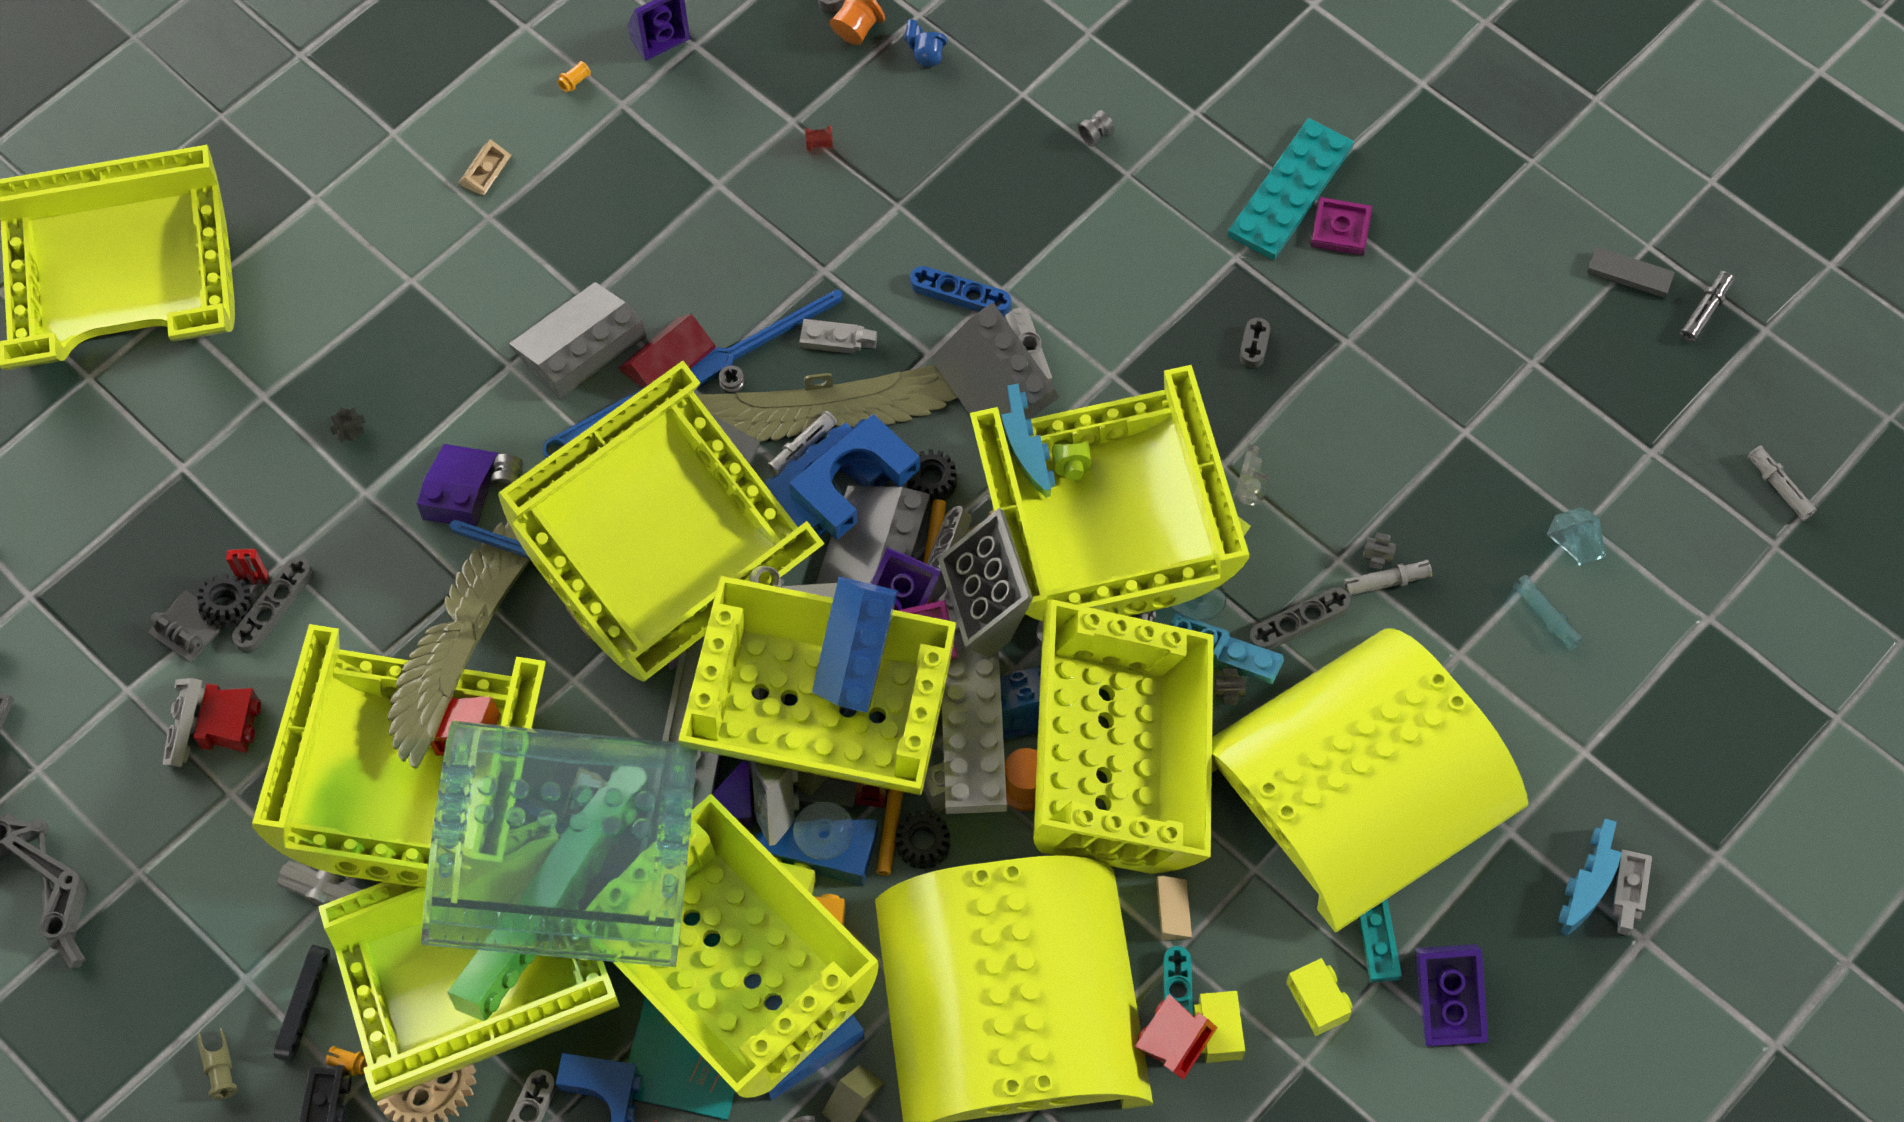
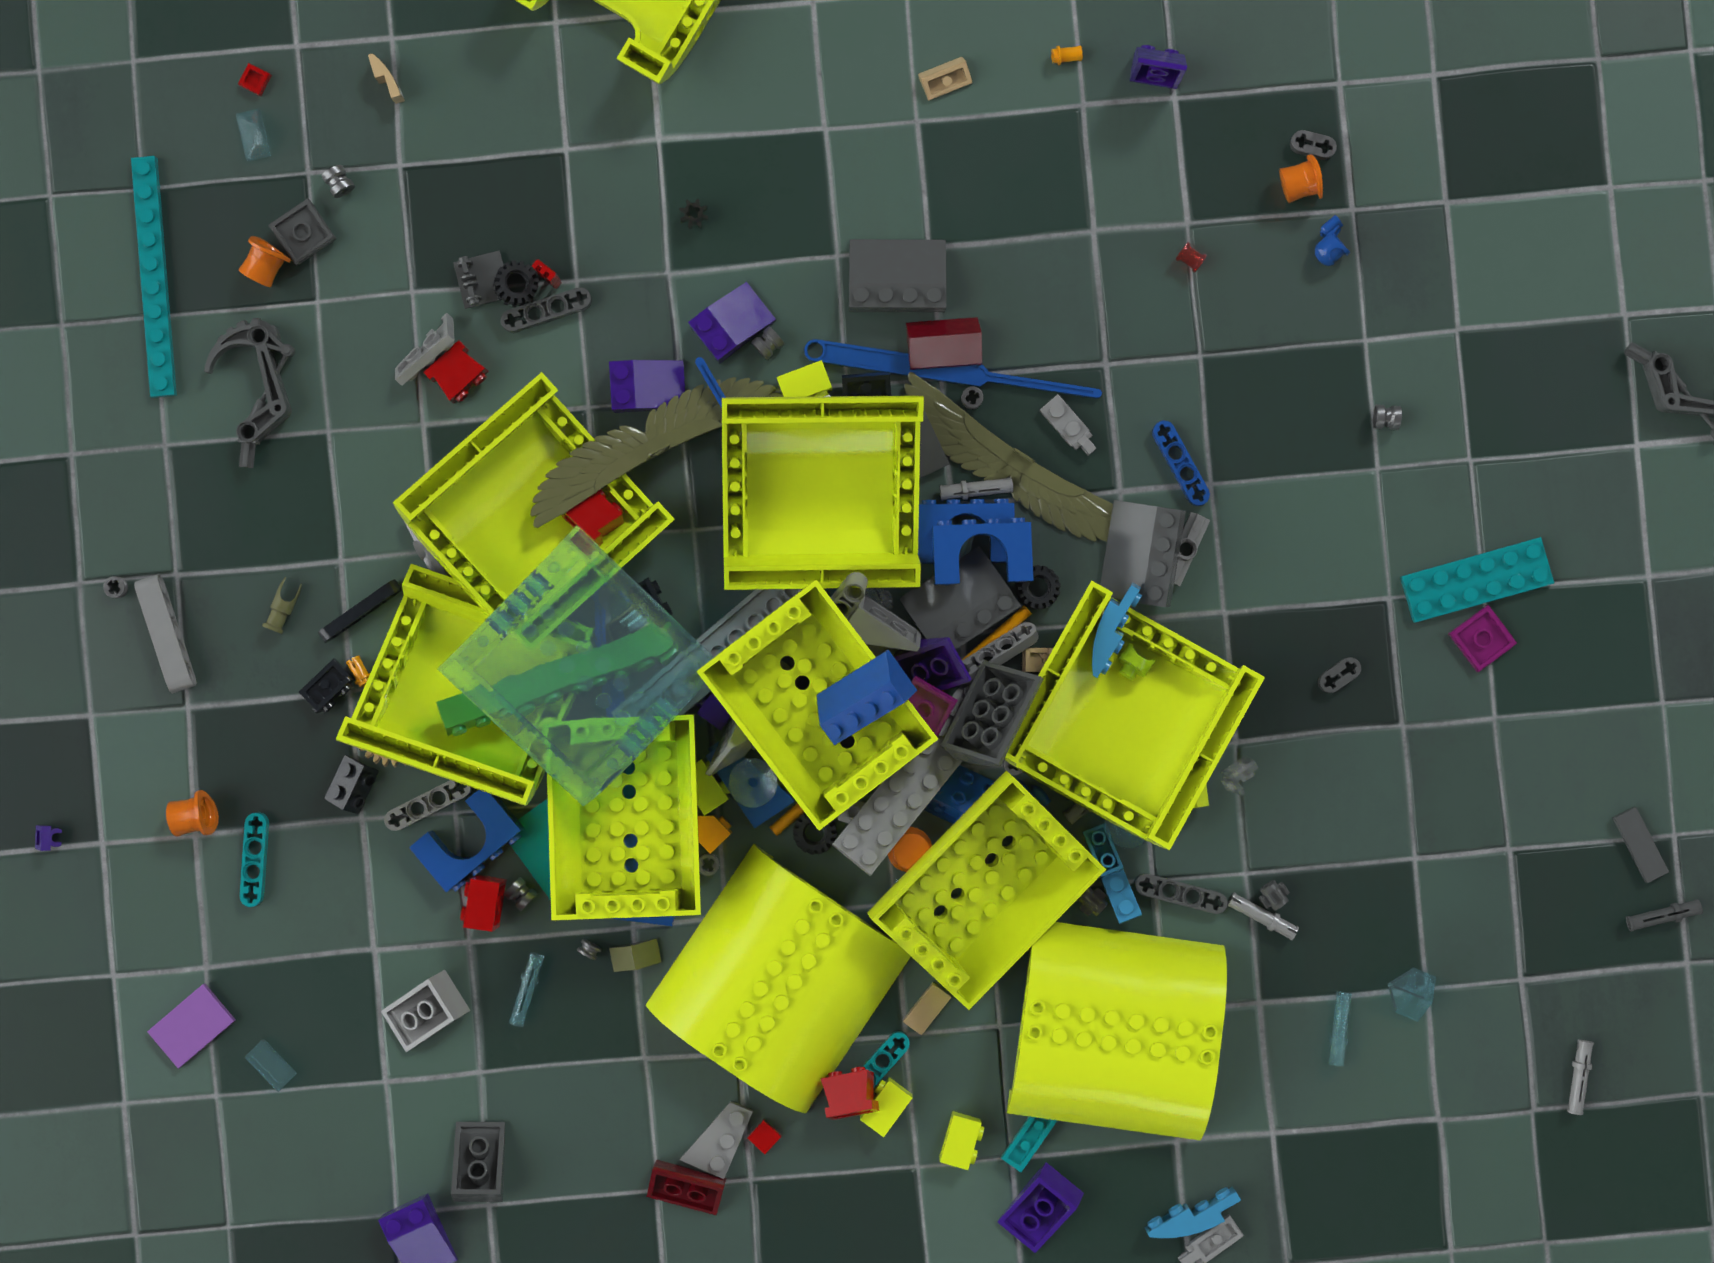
camera: 40 degrees right, 25 degrees up
(416, 592) = (644, 384): none -> dark purple slope

